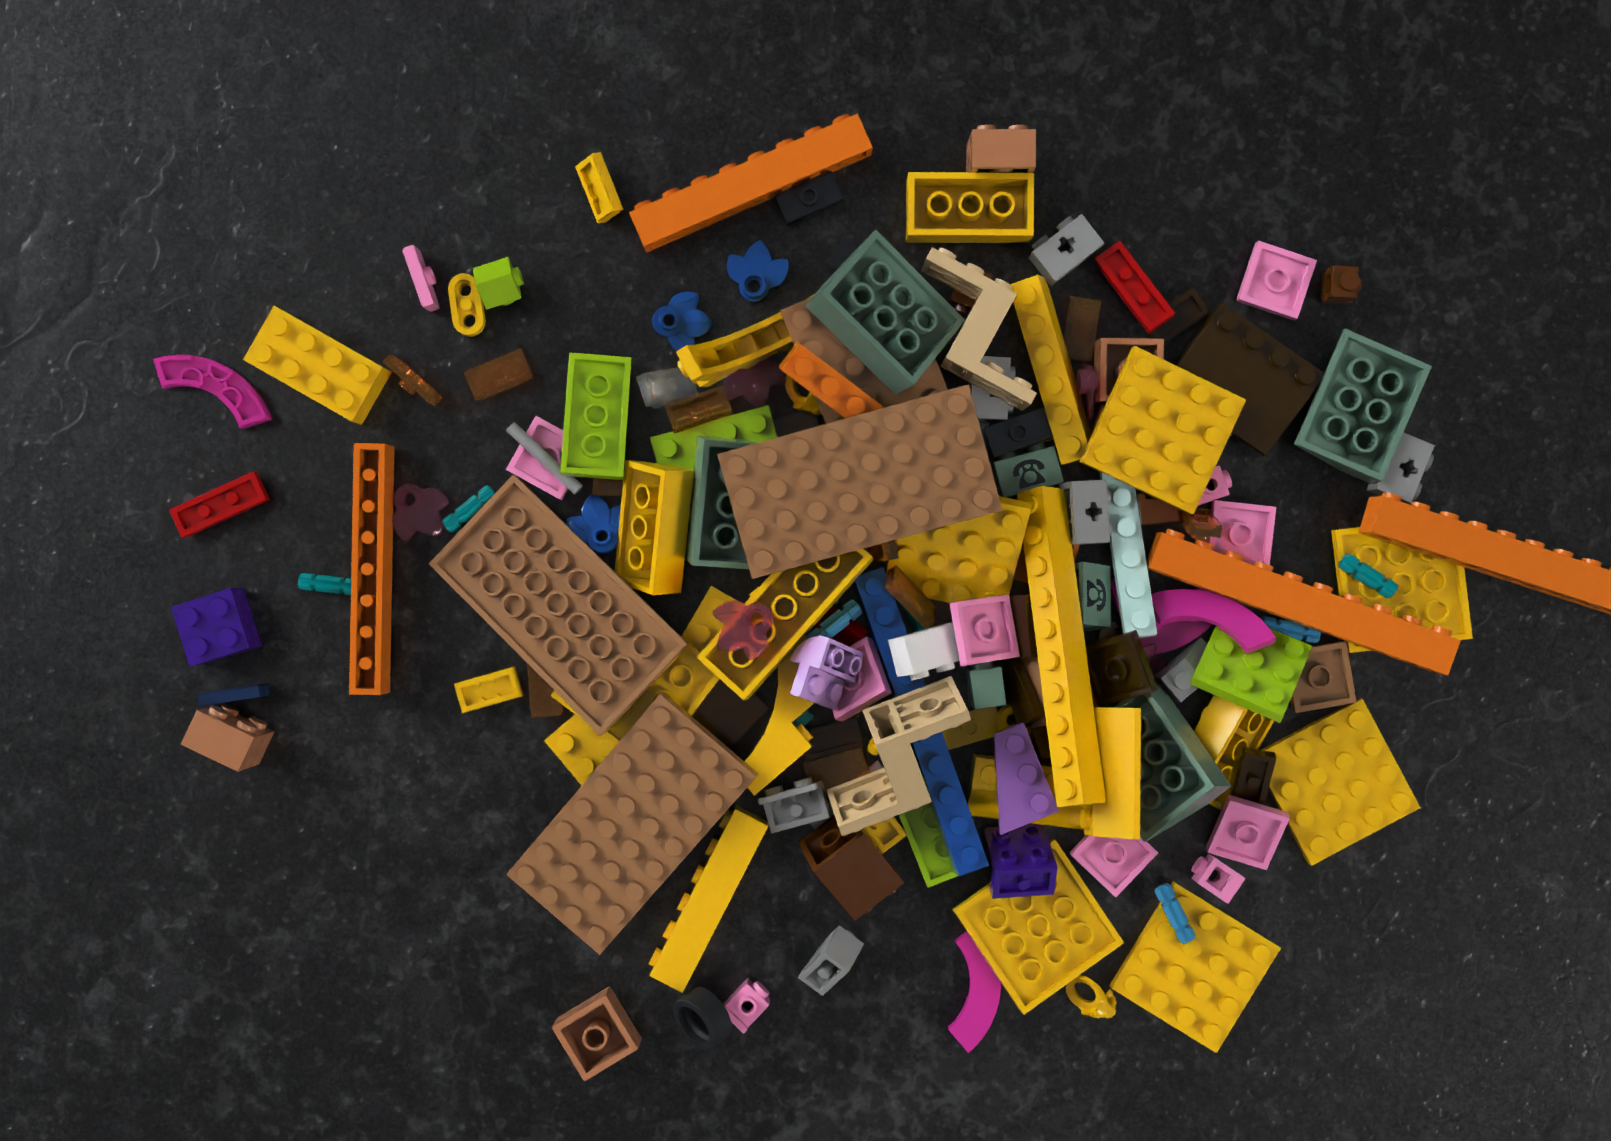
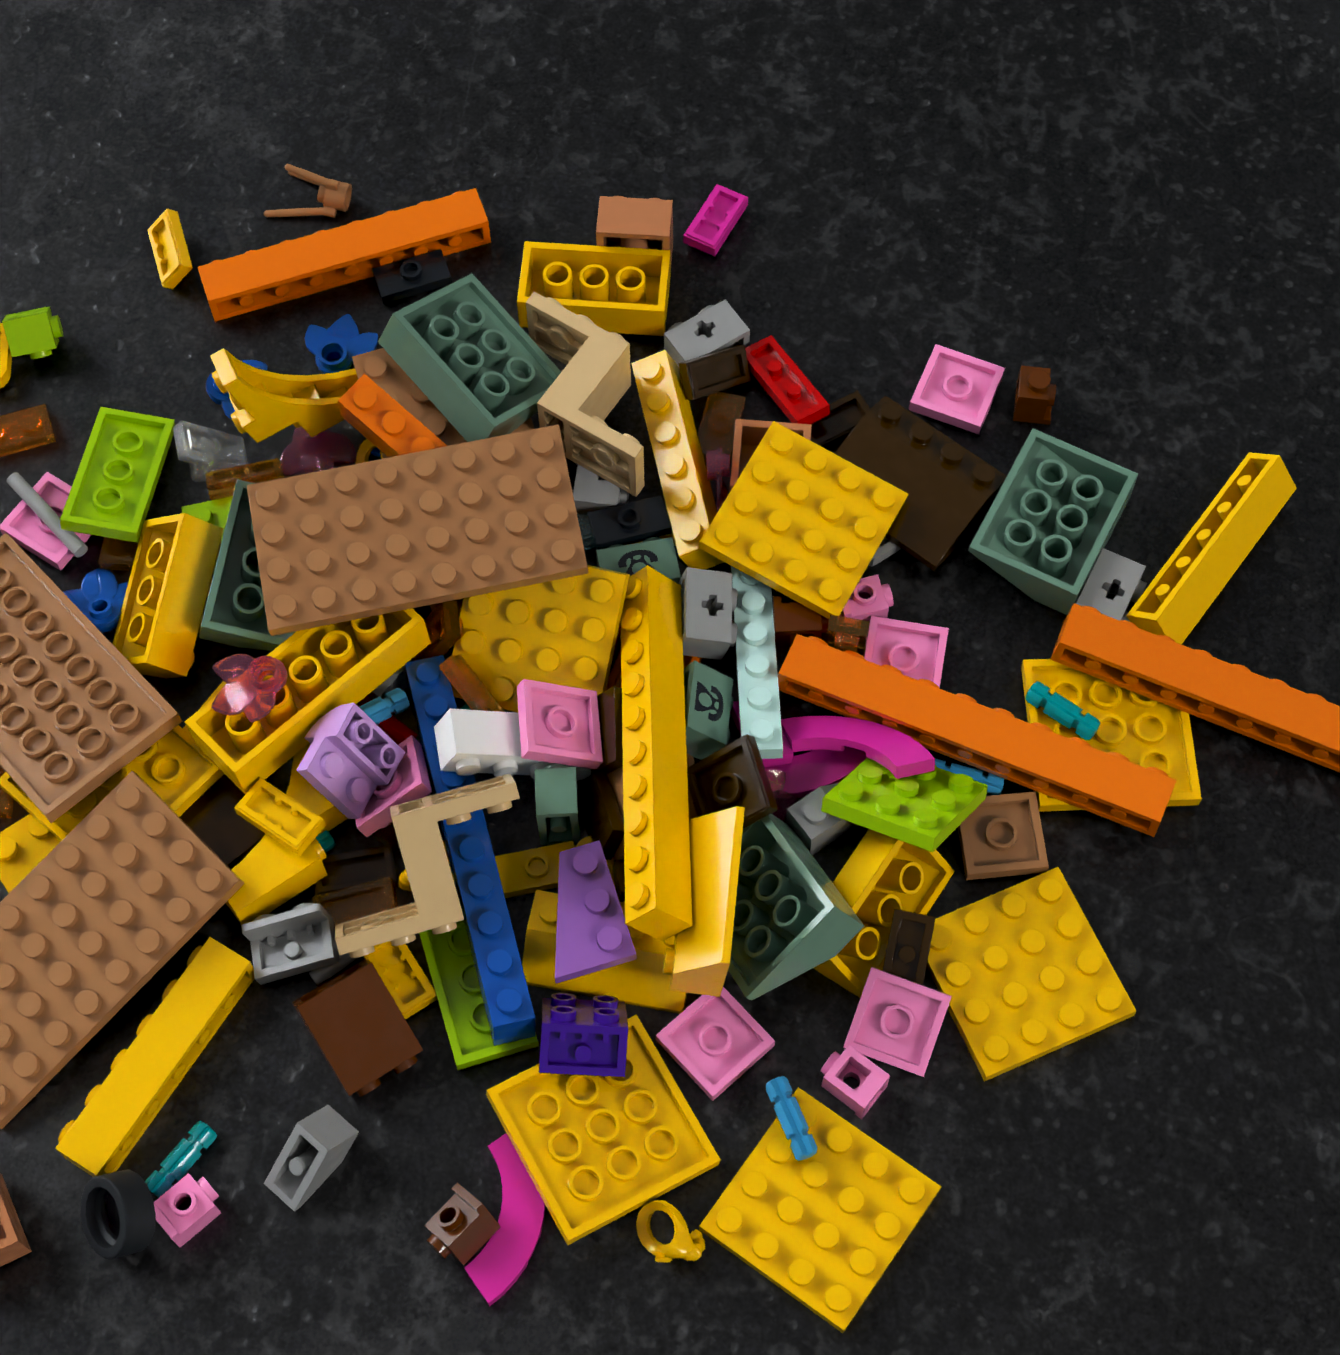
camera: 10 degrees right, 25 degrees down
(731, 119) = (332, 193): none -> medium nougat plant
(736, 966) = (181, 1158): none -> teal axle
(777, 719) = (280, 816): none -> yellow plate
(953, 1005) = (461, 1226): none -> reddish brown brick
(1064, 123) = (715, 220): none -> dark pink plate
(1076, 284) = (714, 372): none -> dark brown tile
(1487, 423) = (1214, 548): none -> yellow brick

